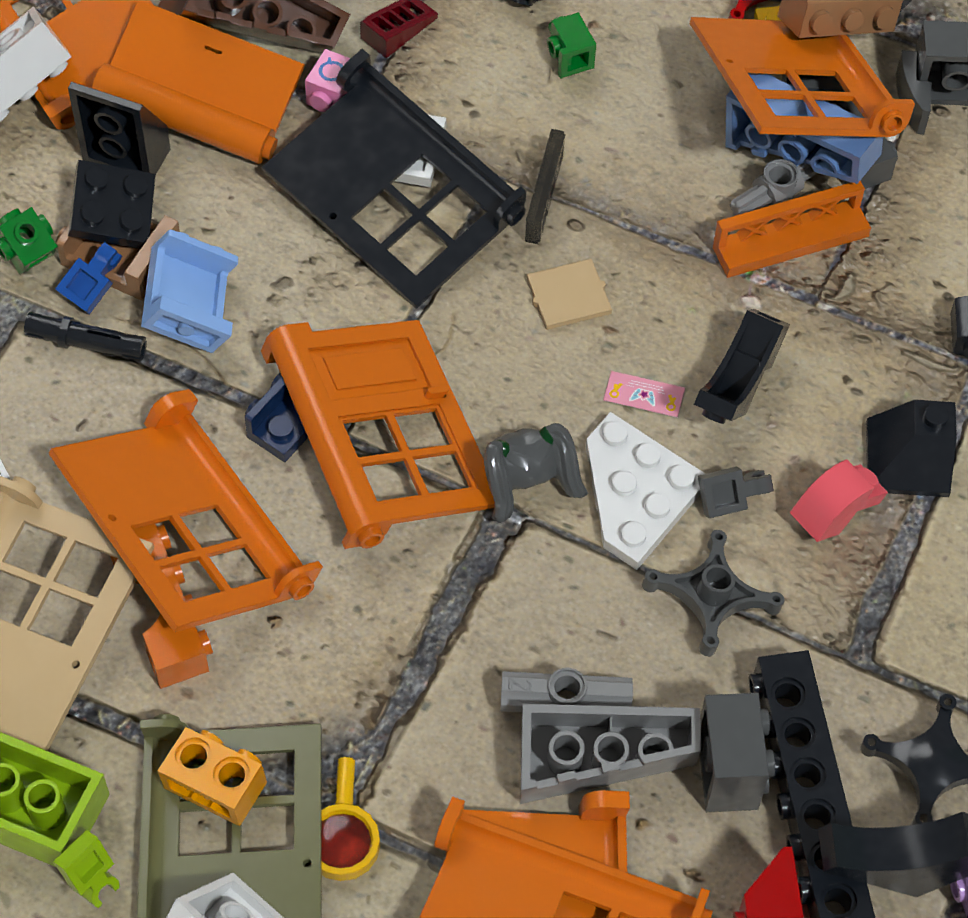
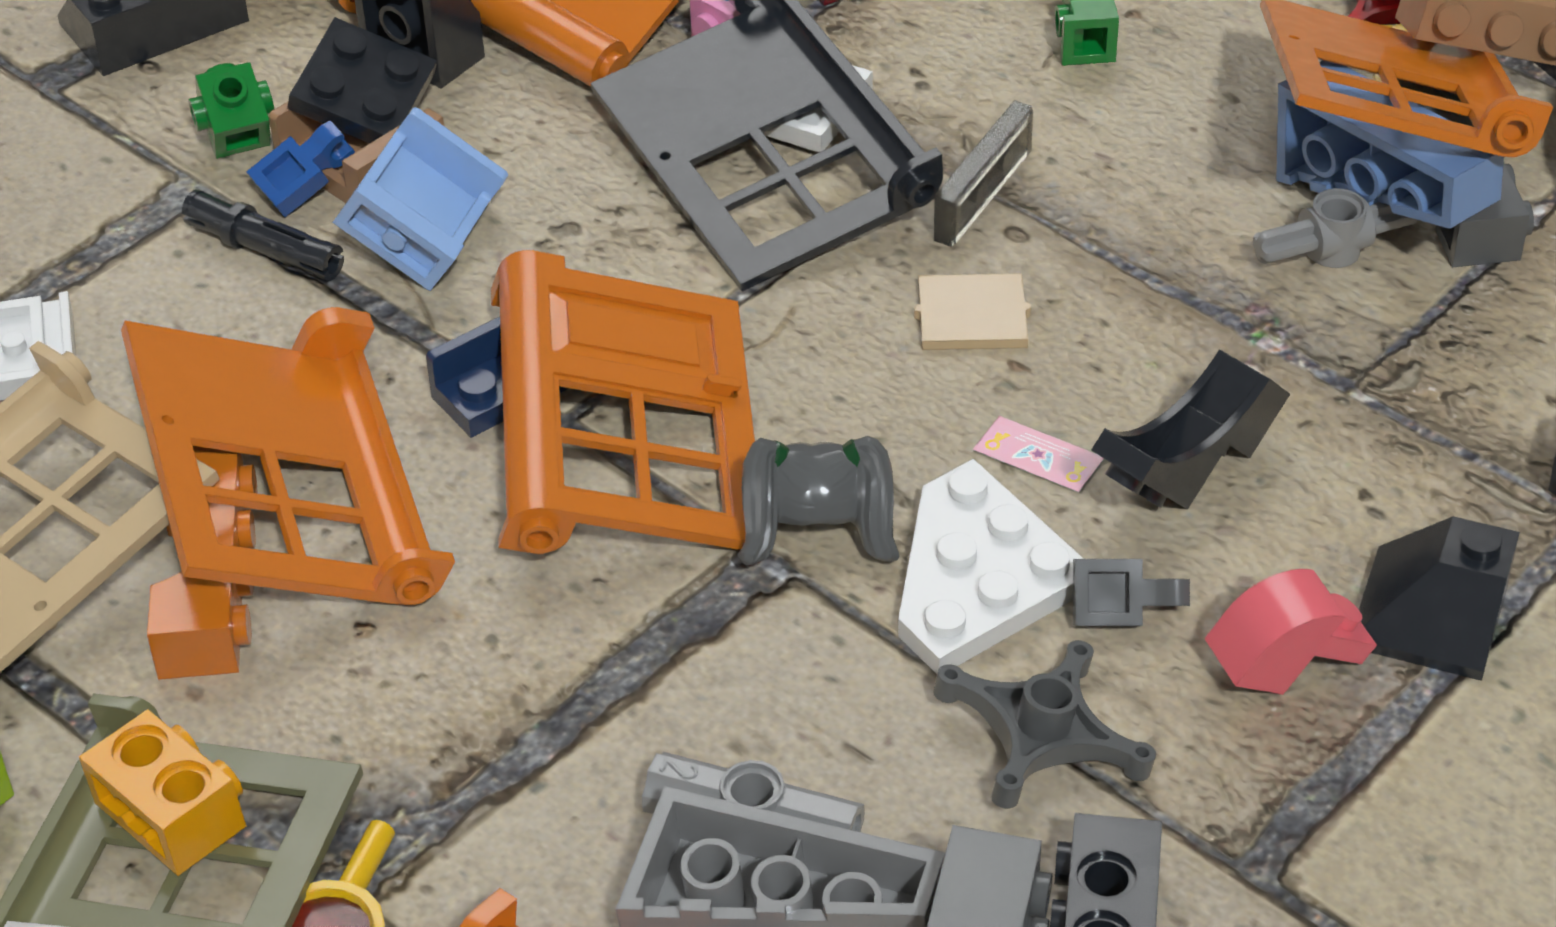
camera: 20 degrees right, 15 degrees down
(792, 232) = (1336, 293): orange fence -> none

